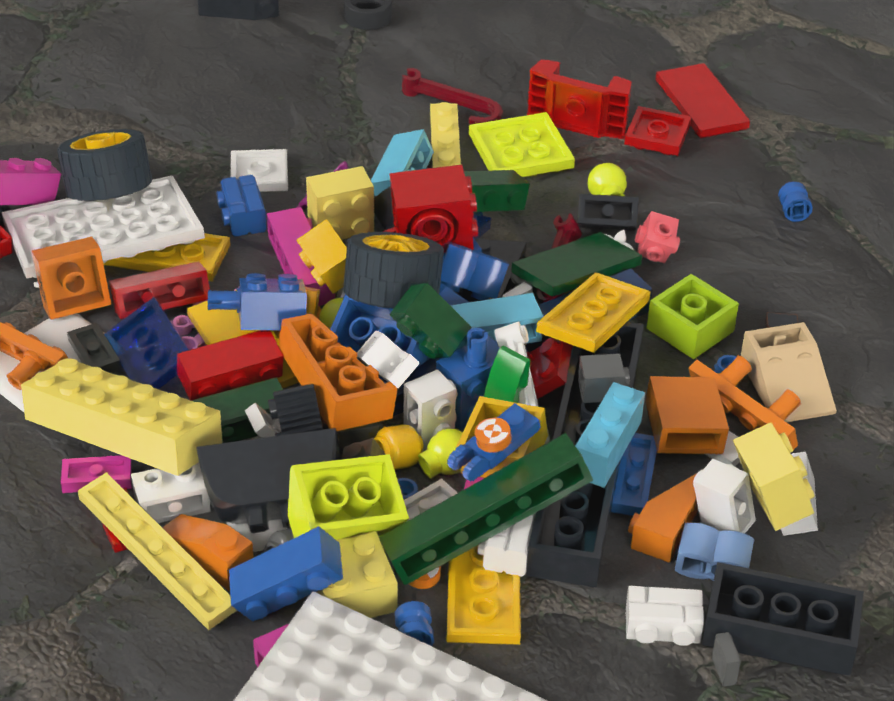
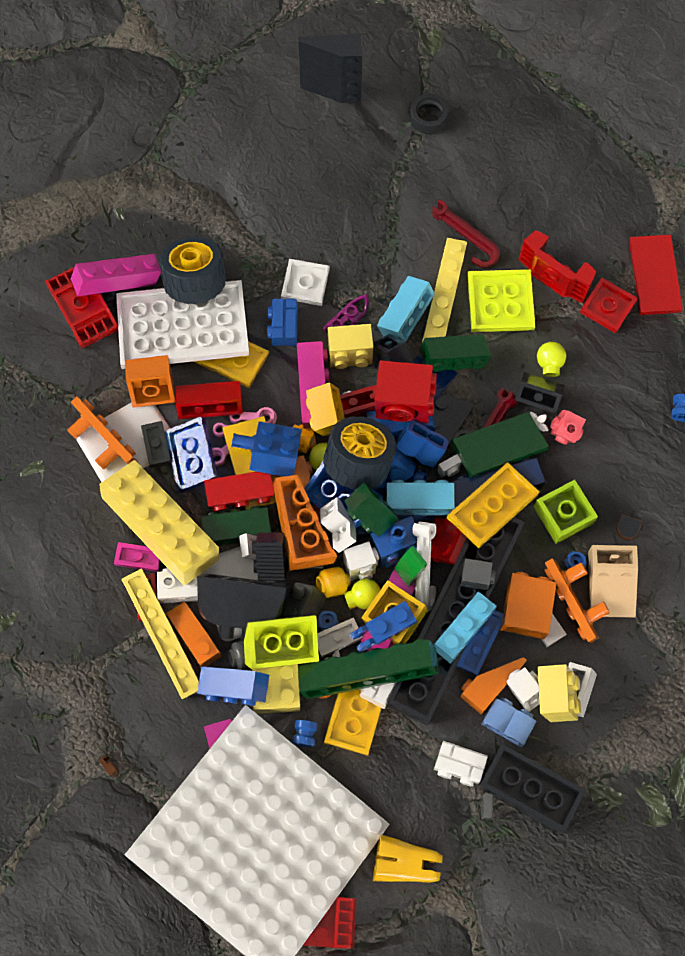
camera: 15 degrees right, 30 degrees up
(493, 435) = (381, 629): orange tile -> none

